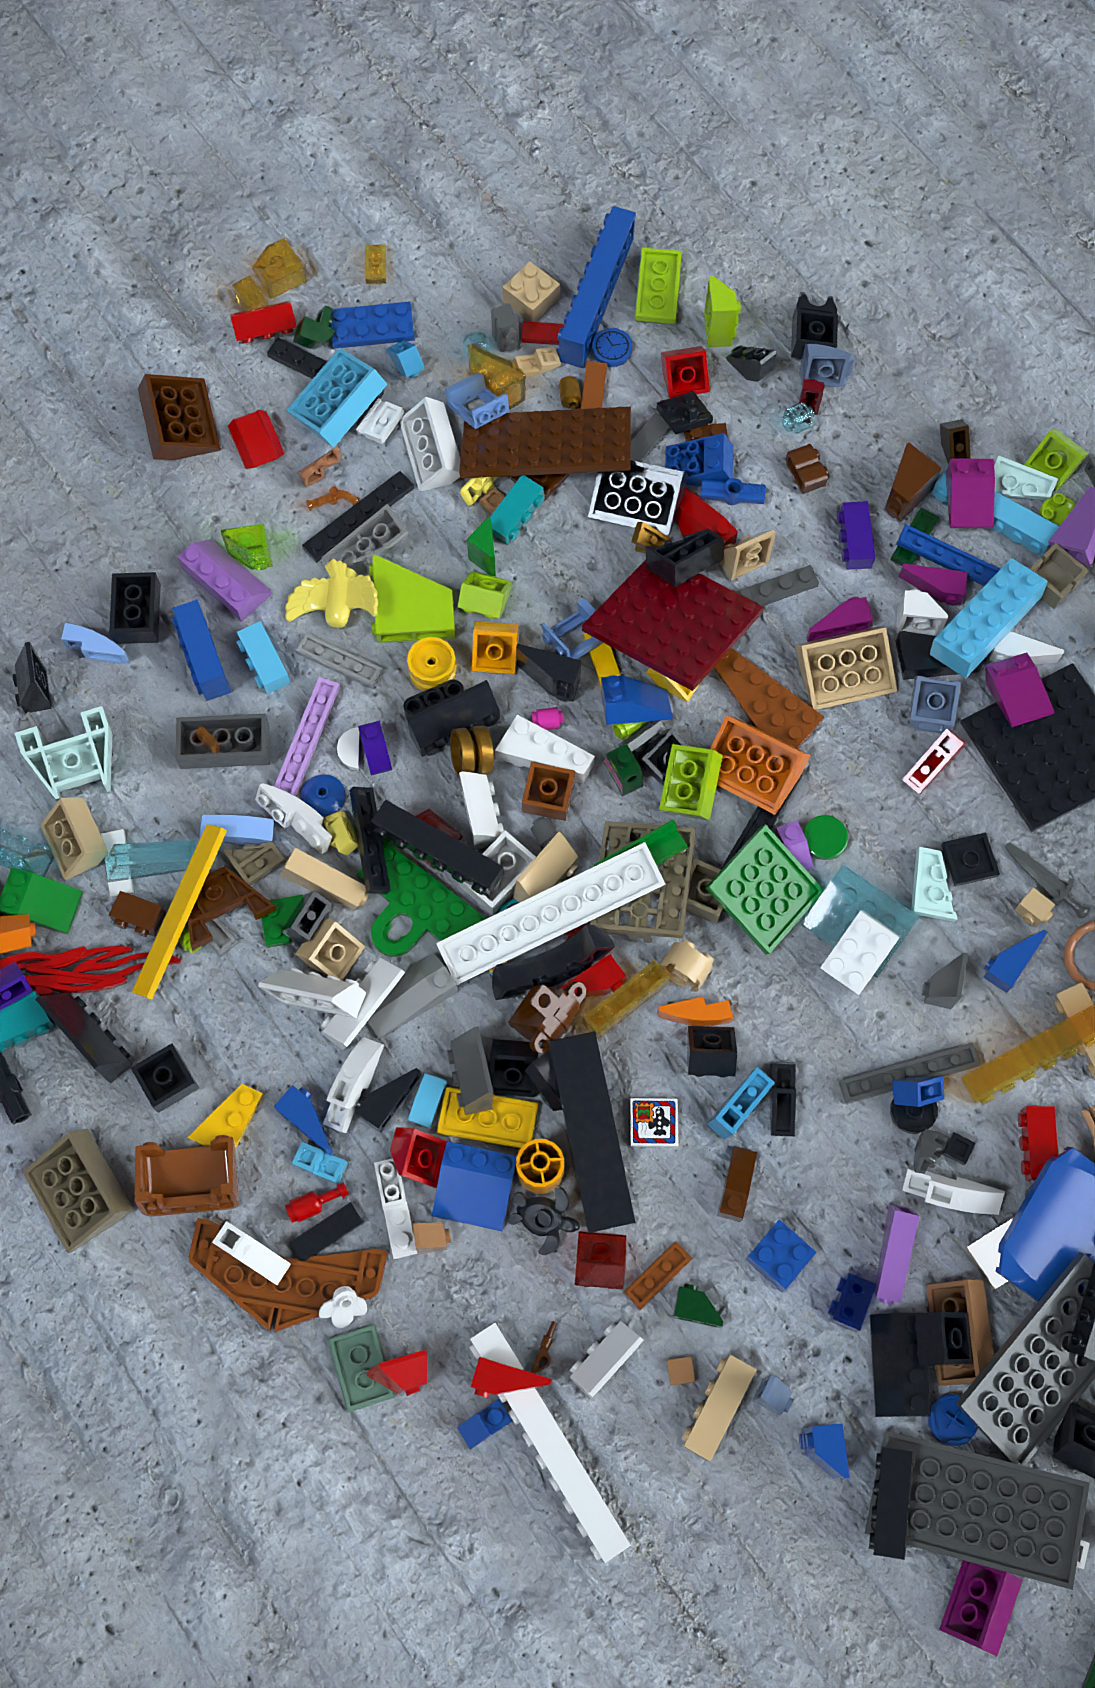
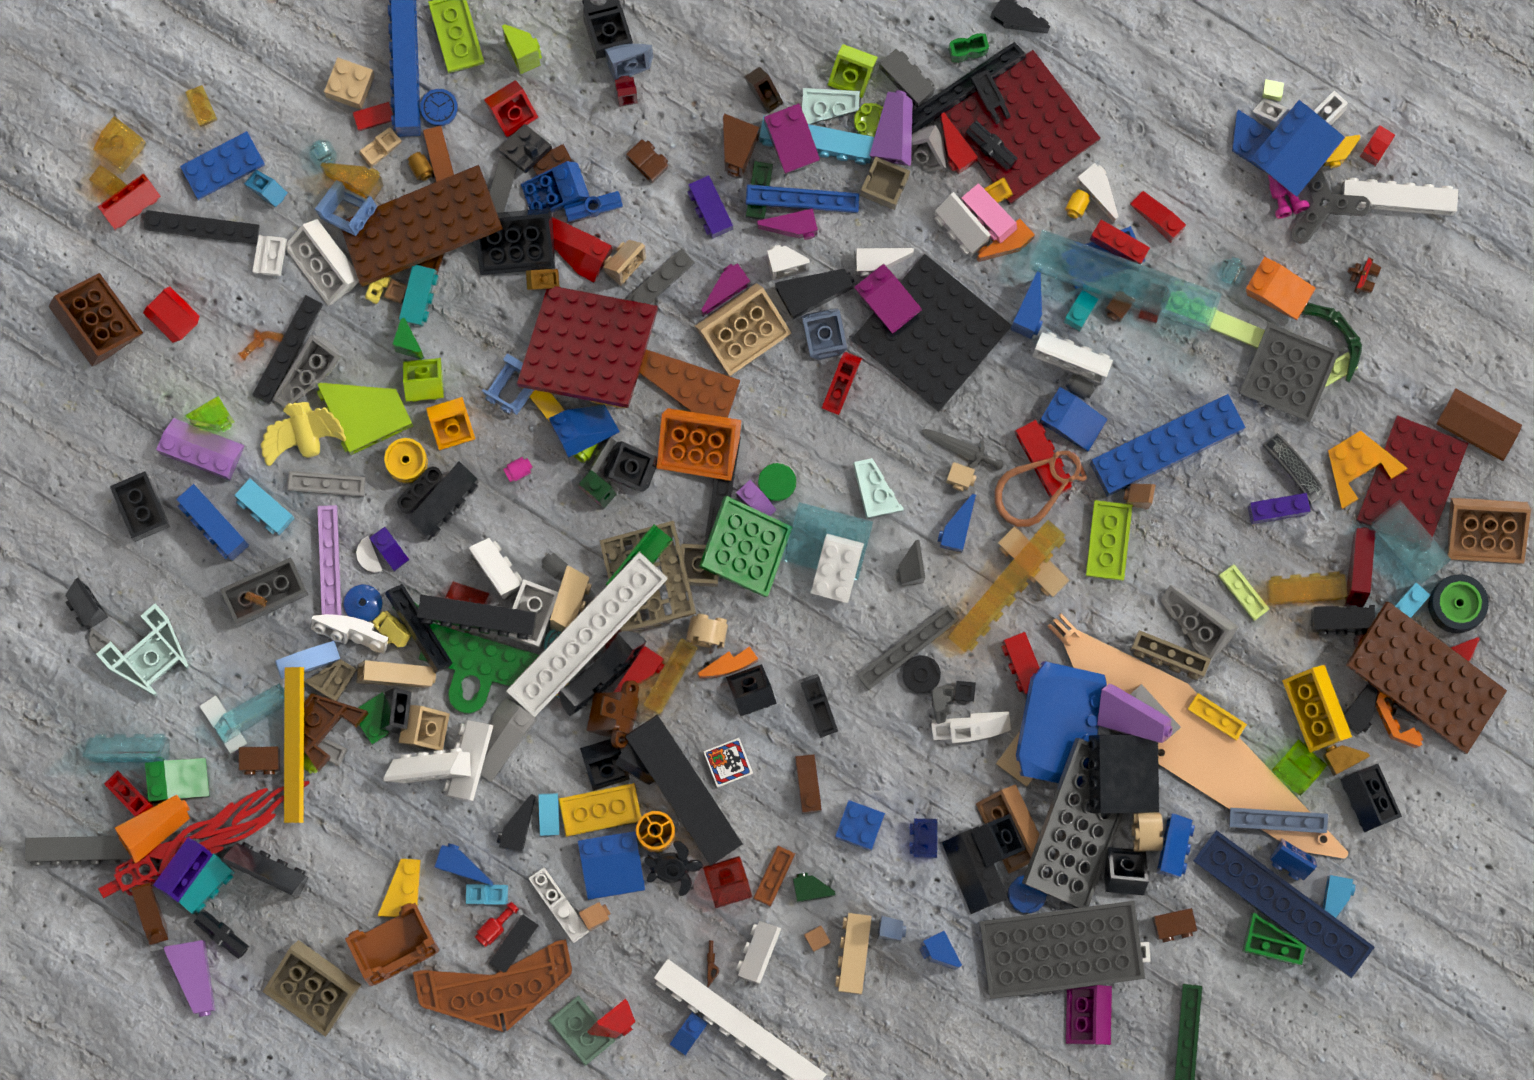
camera: 25 degrees left, 10 degrees up
(73, 837) = (180, 718): tan slope -> none
(93, 644) = (118, 550): light blue slope -> none
(164, 1078) = (341, 878): black brick -> none
(251, 1253) = (466, 981): white slope -> none
(314, 472) = (234, 322): nougat slope -> none
(315, 333) = (180, 195): dark green brick -> none
(337, 397) = (223, 250): medium azure slope -> none
(343, 1307) = (551, 992): white plate -> none
(349, 1083) = (484, 825): white slope -> none
(418, 1155) = (559, 859): red slope -> none
(471, 1072) = (574, 781): dark grey slope -> none
(472, 750) = (469, 523): pearl gold wheel -> none
(499, 1379) = (686, 997): red slope -> none
(505, 327) = (342, 129): dark grey brick -> none
(530, 743) = (523, 498): white wedge -> none
(548, 791) = (543, 531): dark orange brick -> none
(552, 671) = (509, 429): black slope -> none
(685, 558) = (578, 289): black wedge -> none
(691, 782) = (654, 479): lime slope -> none
(740, 1104) = (788, 723): dark azure slope -> none
(752, 362) = (564, 78): black slope -> none
(798, 418) = (623, 116): clear light blue head -> none
(893, 1503) = (1002, 970): black brick -> none
(895, 1253) = (943, 789): medium lavender slope -> none
(918, 1090) = (919, 660): blue slope -> none
(970, 859) = (897, 455): black plate -> none
(988, 617) = (842, 246): medium azure brick -> none

